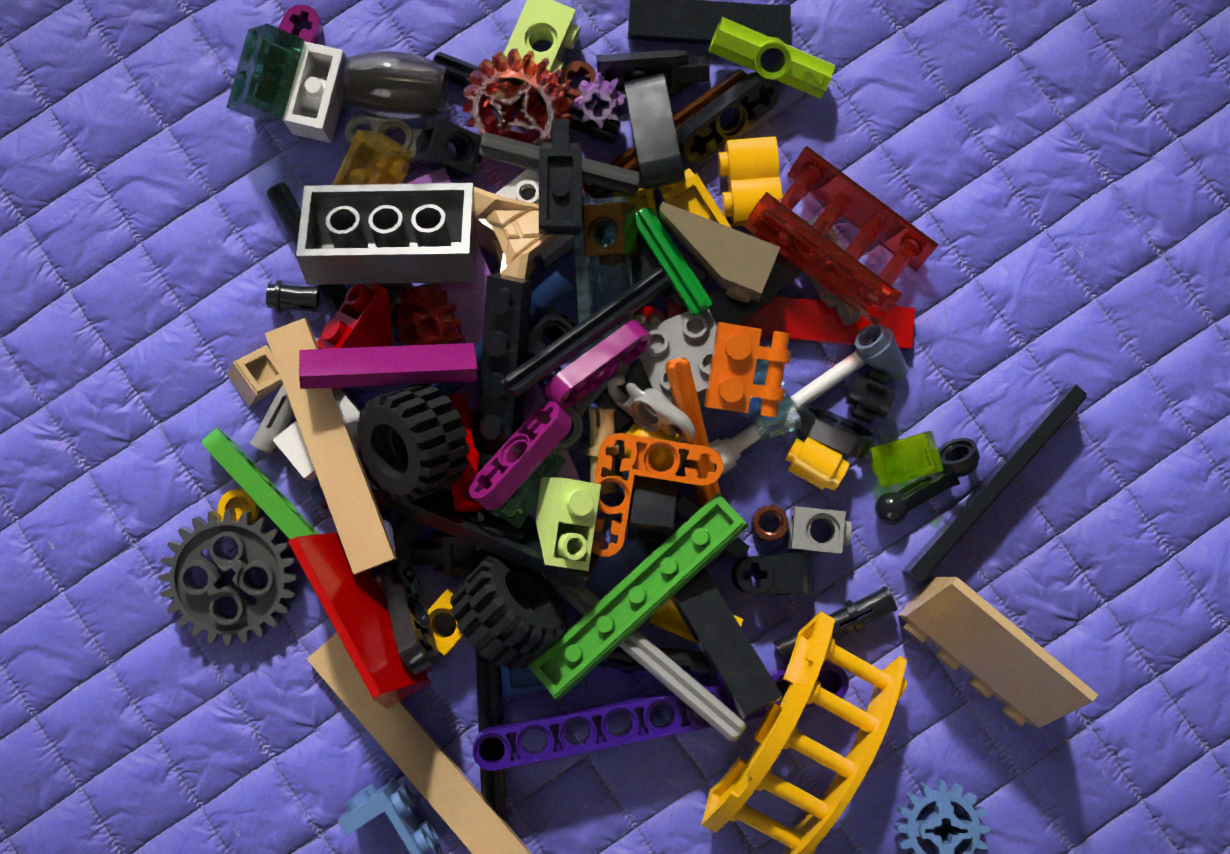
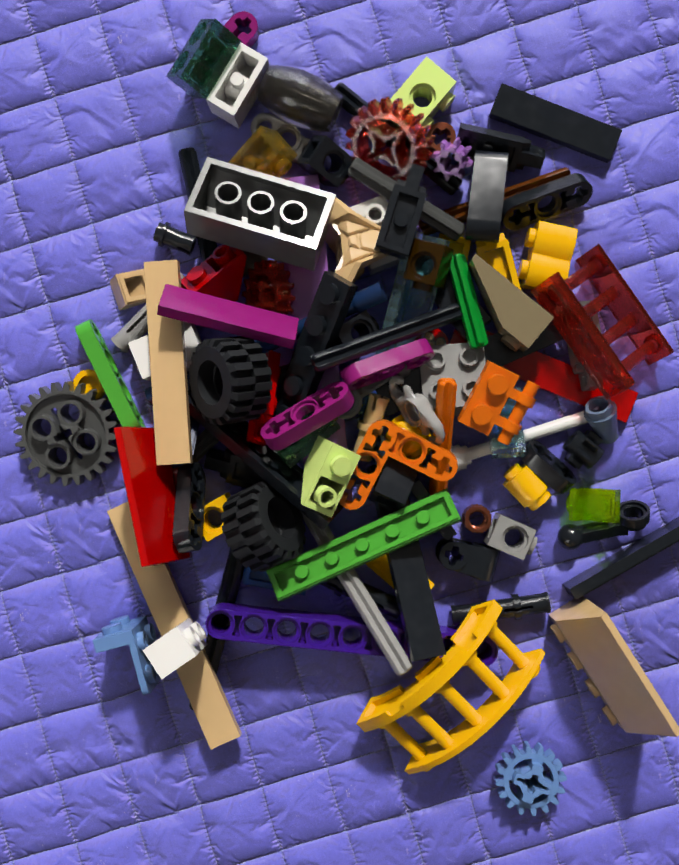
camera: 15 degrees right, 5 degrees up
(445, 796) = (176, 647): none -> white brick
(796, 68) = (610, 181): lime piece -> none

